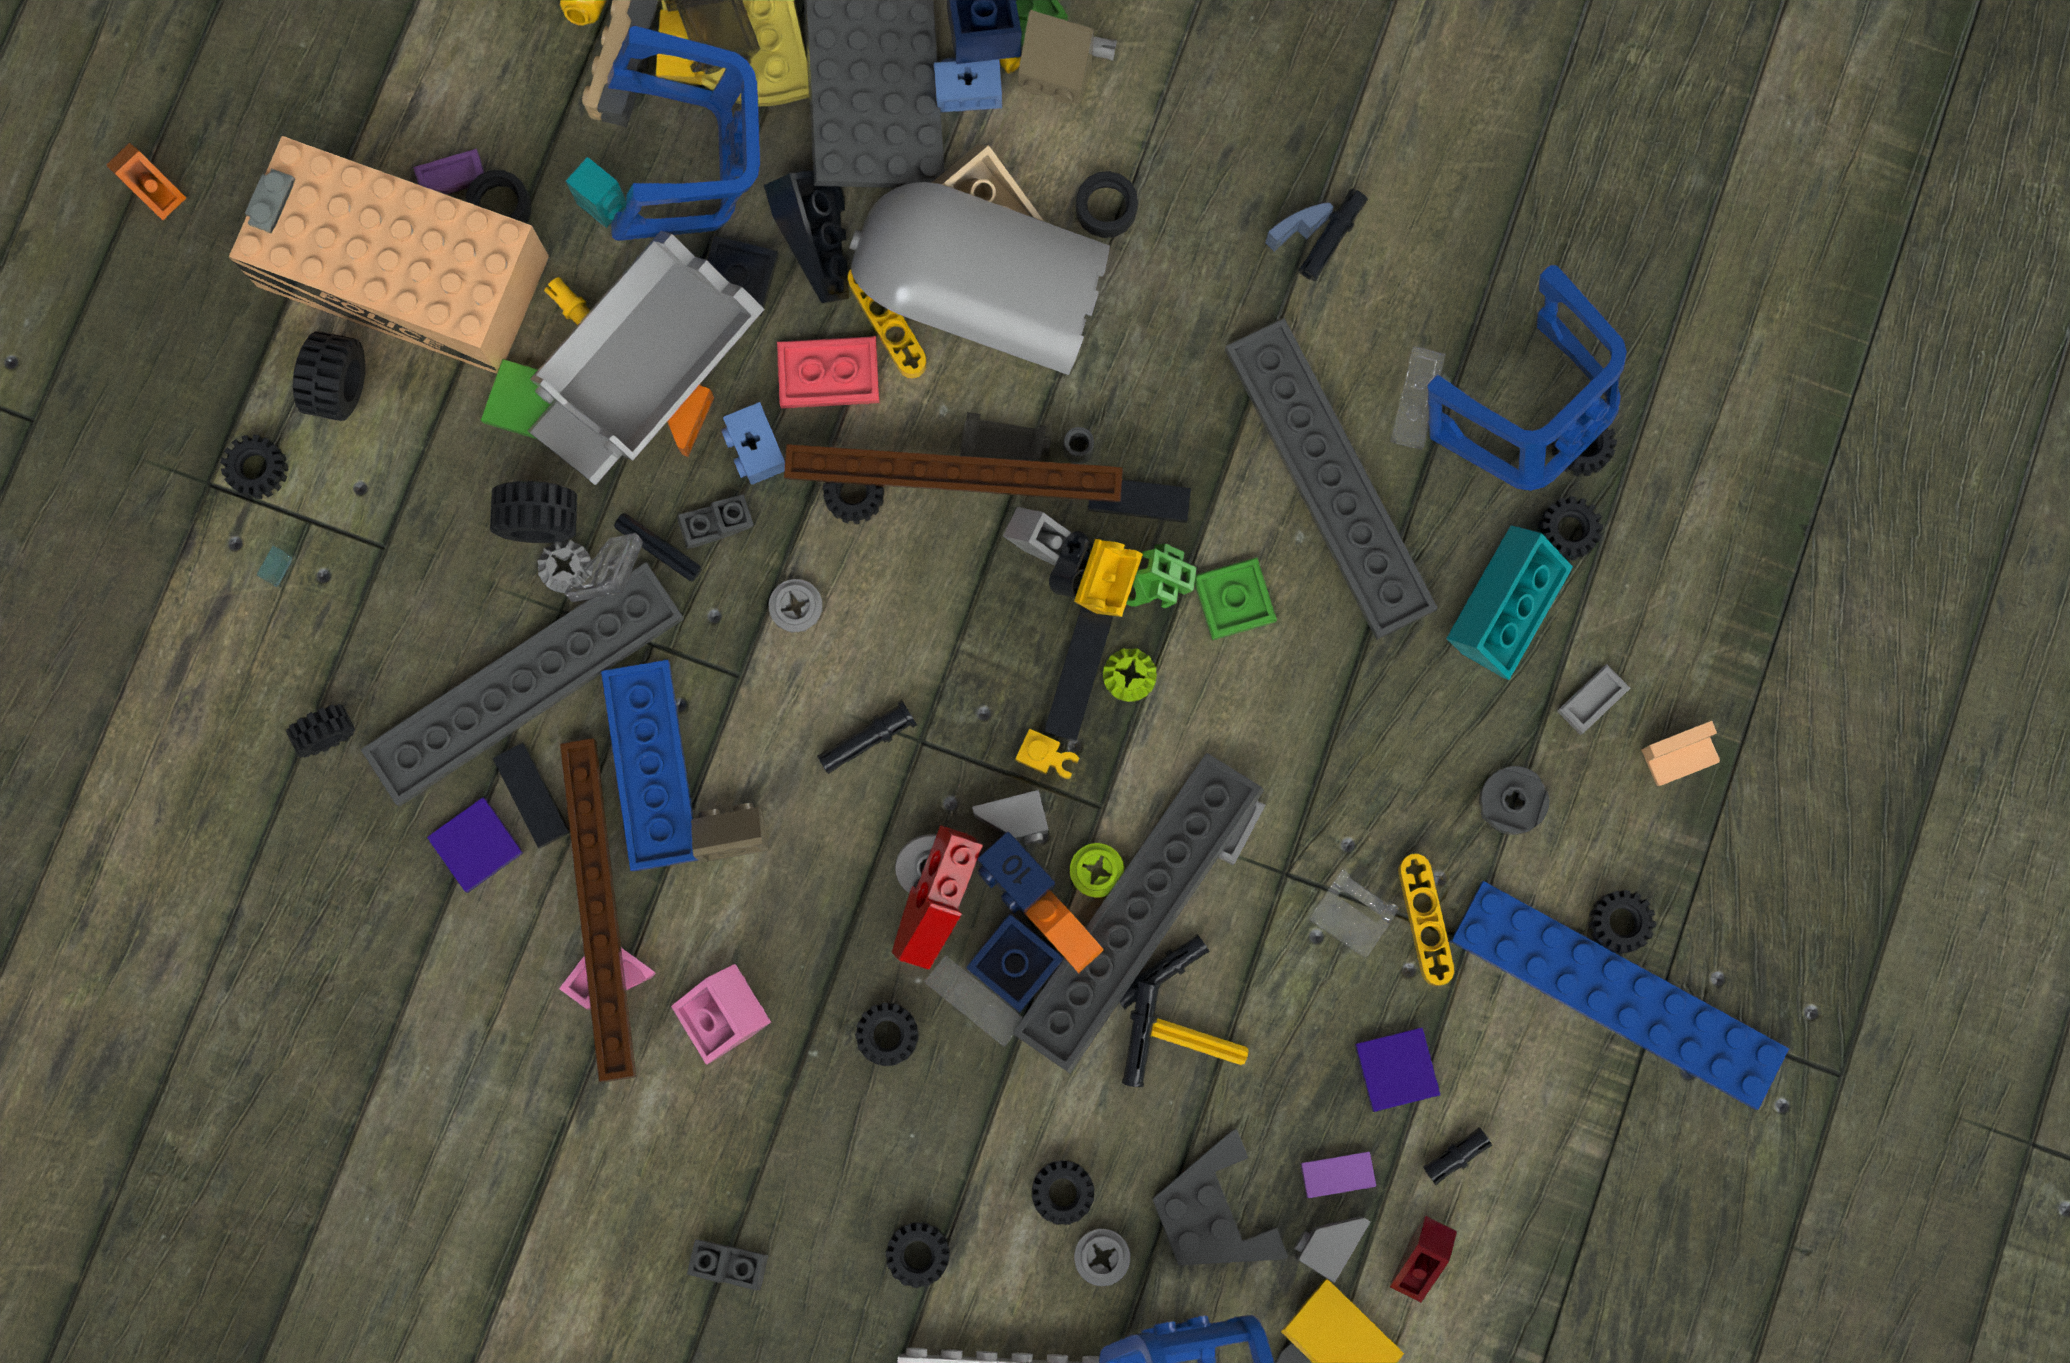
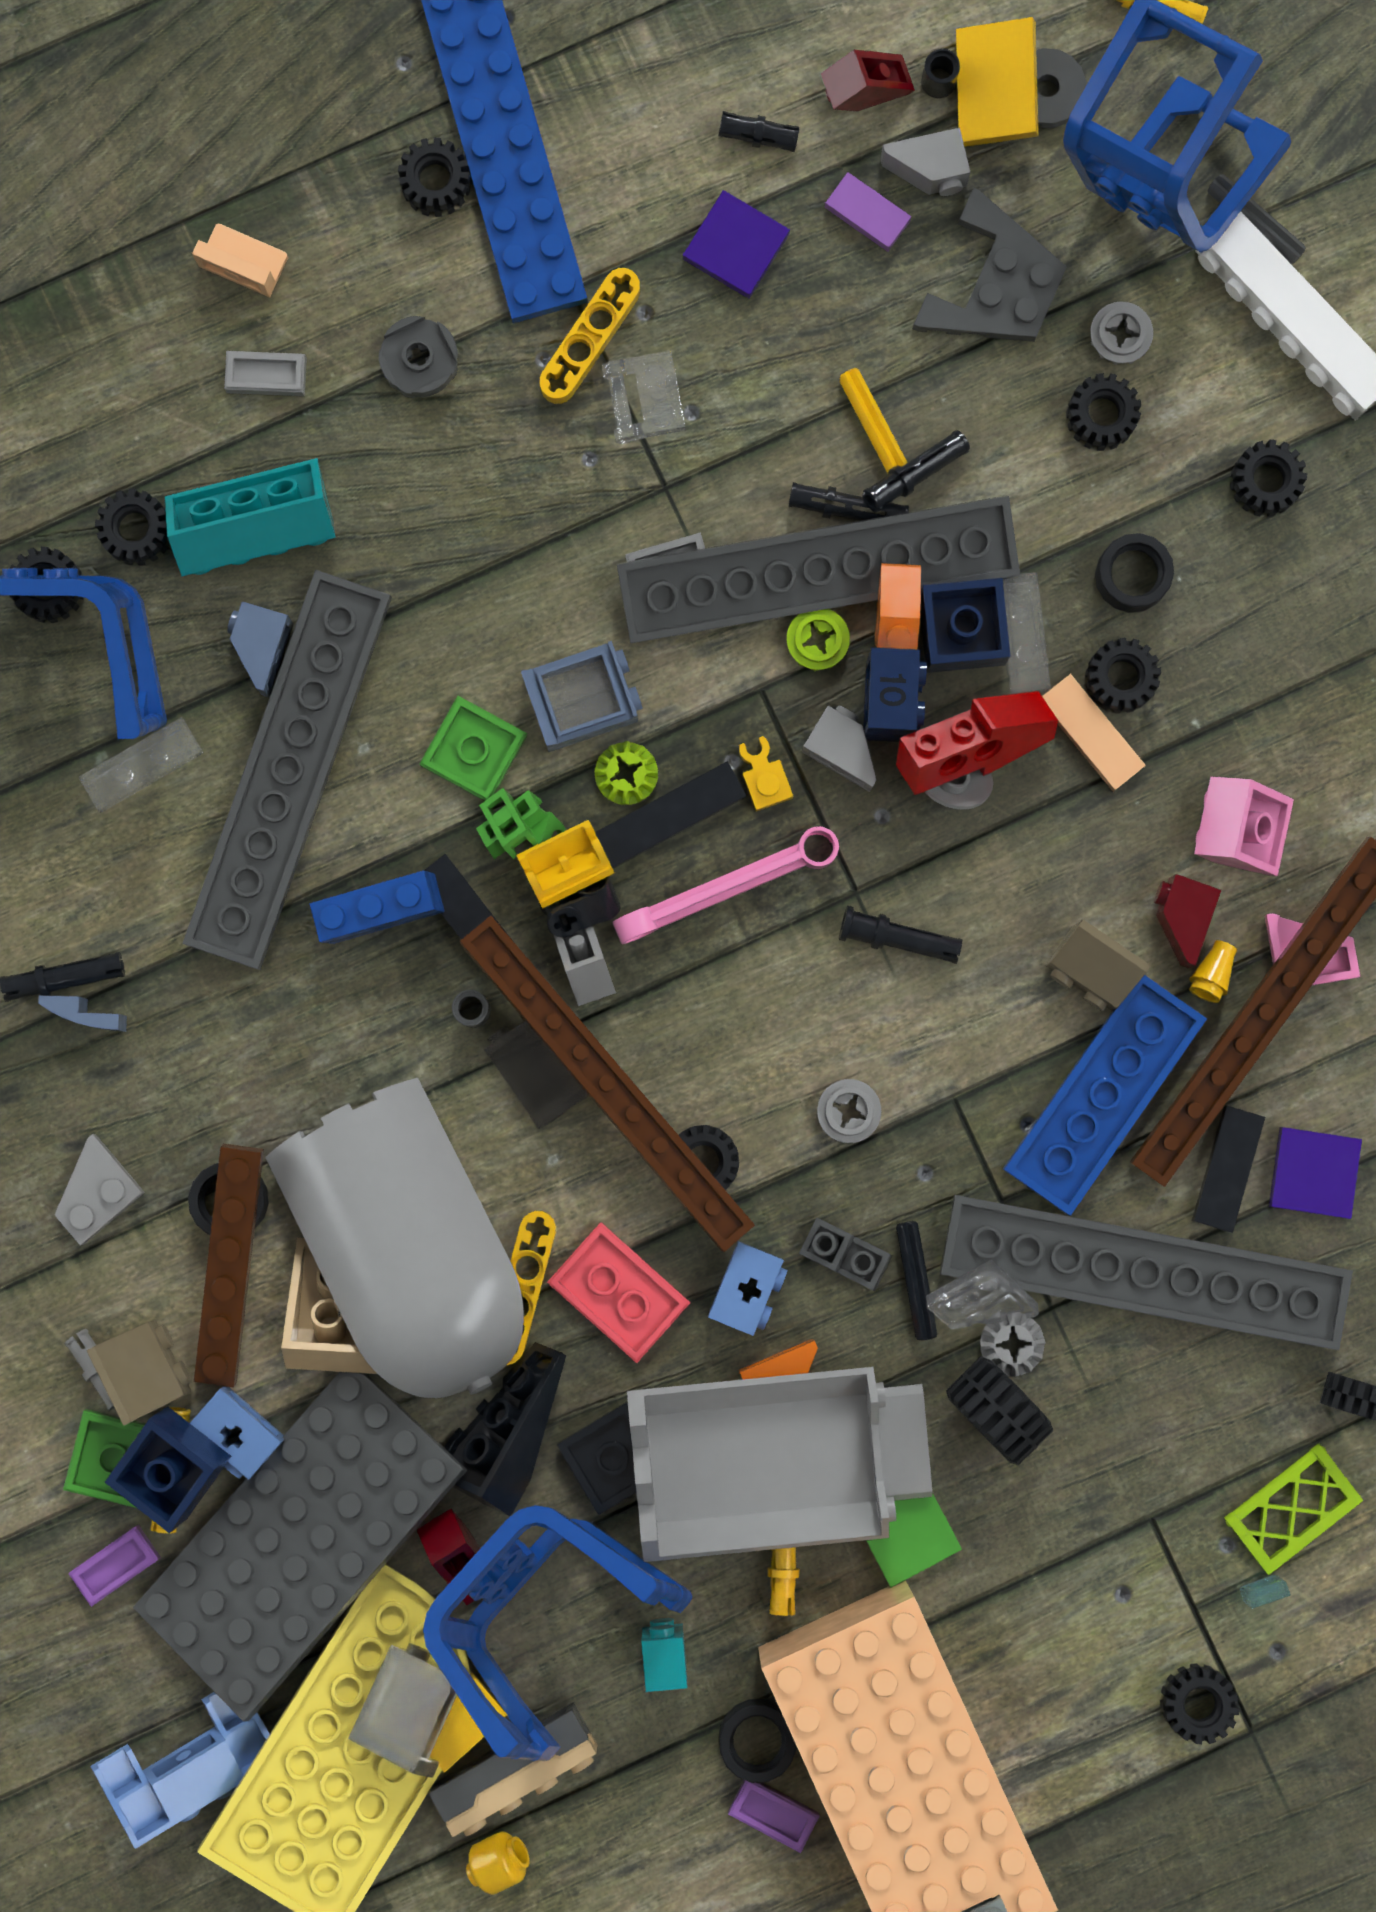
camera: 135 degrees left, 5 degrees up
(283, 614) = (1324, 1519): none -> lime window
(329, 376) = (1062, 1717): black tyre -> none
(653, 905) = (1213, 974): none -> yellow cone
(704, 923) = (1185, 915): none -> dark red slope
(782, 137) = (448, 1545): none -> dark red slope
(872, 980) = (1093, 733): none -> light nougat tile
(917, 1110) = (1153, 549): none -> black tyre
(1026, 601) = (649, 919): none -> bright pink piece
(1068, 167) = (228, 1265): none -> reddish brown plate
(1187, 139) = (95, 1192): none -> light grey wing
(1192, 447) = (377, 907): none -> blue brick
(1203, 691) = (582, 696): none -> window
(1396, 1314) = (944, 60): none -> black beam
(1423, 532) = (260, 642): none -> sand blue slope

